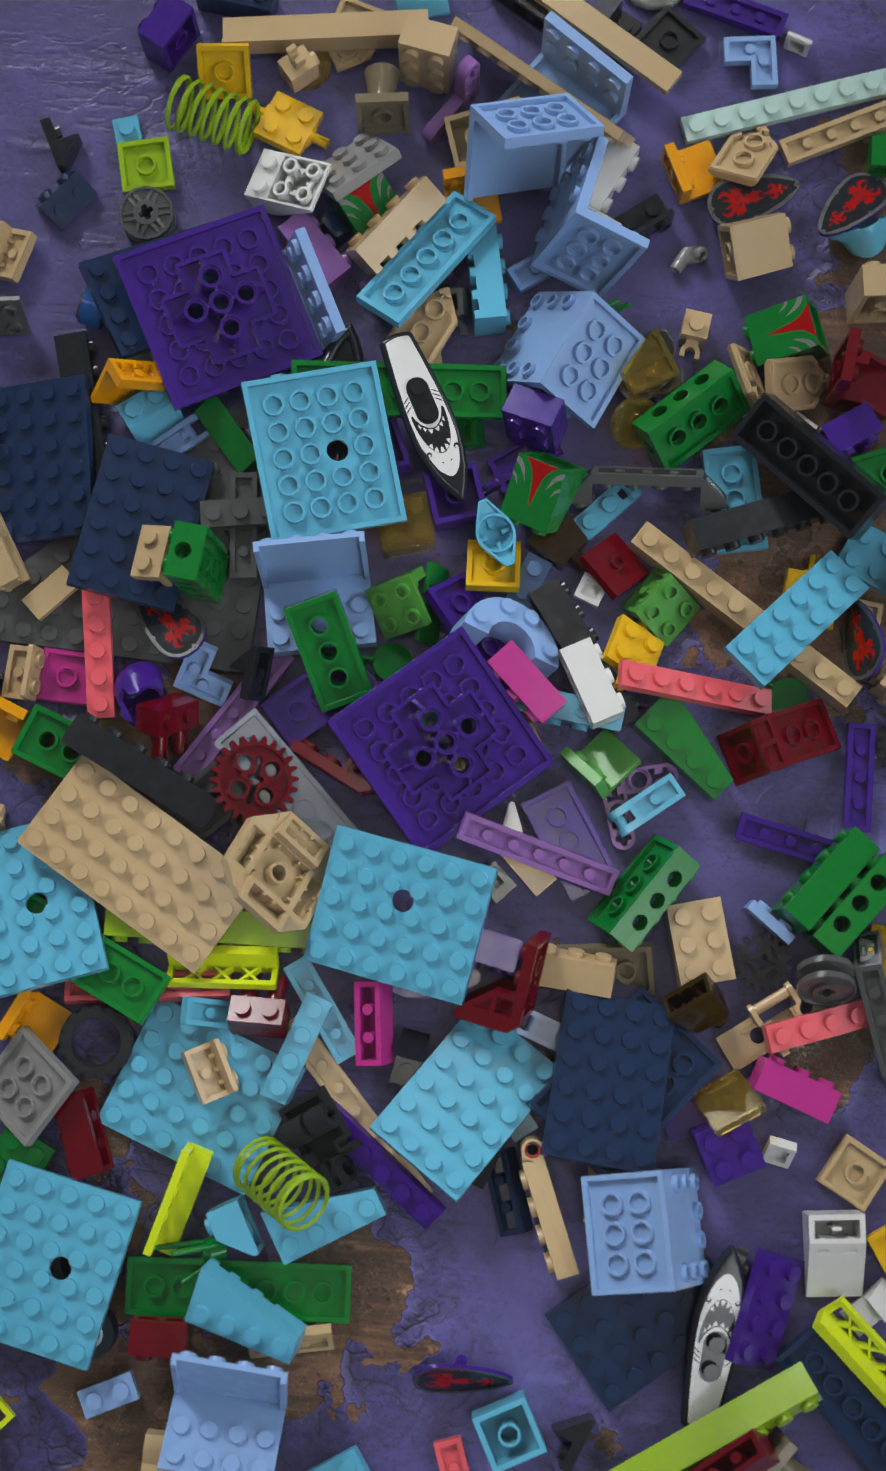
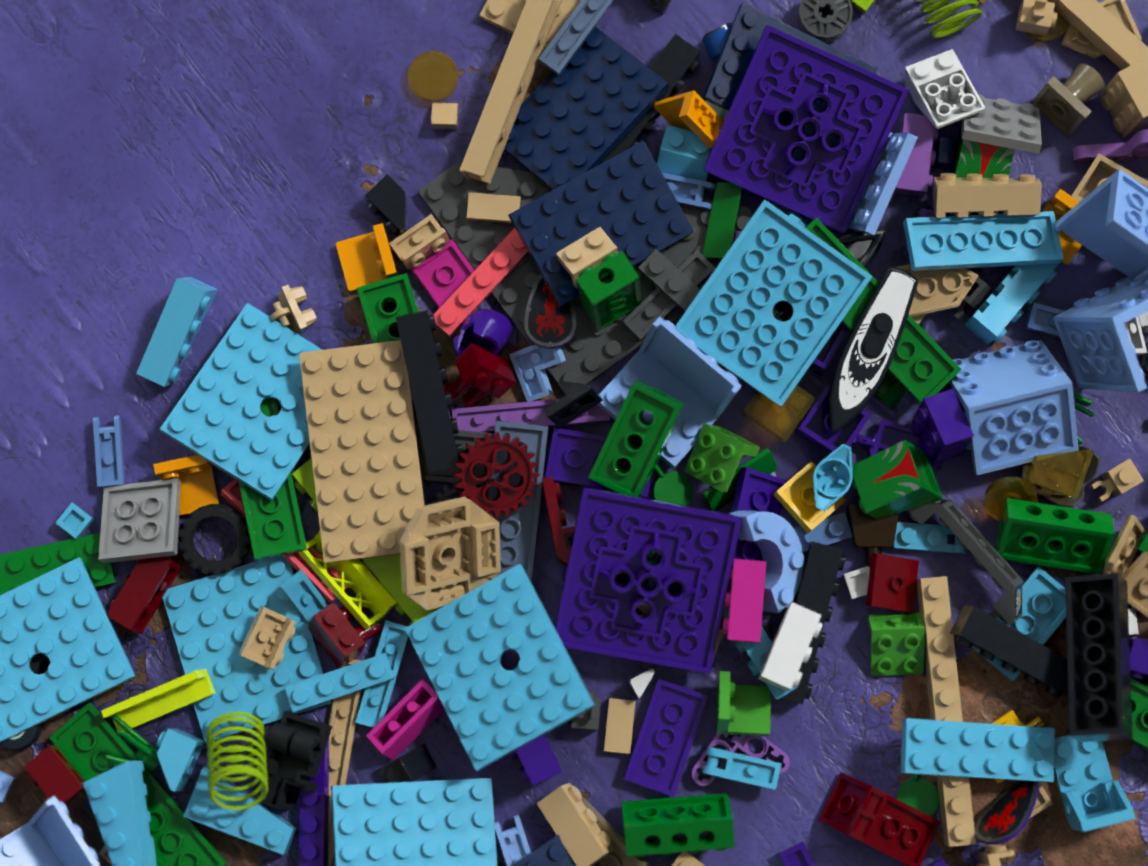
camera: 45 degrees right, 0 degrees up
(289, 125) = (989, 48): yellow plate -> none
(497, 1003) = (500, 792): dark red bracket -> none
(537, 853) = (633, 723): medium lavender plate -> none
(632, 643) = (841, 655): yellow plate -> none
(680, 742) = (811, 750): green wedge -> none
(694, 688) = (857, 724): coral plate -> none

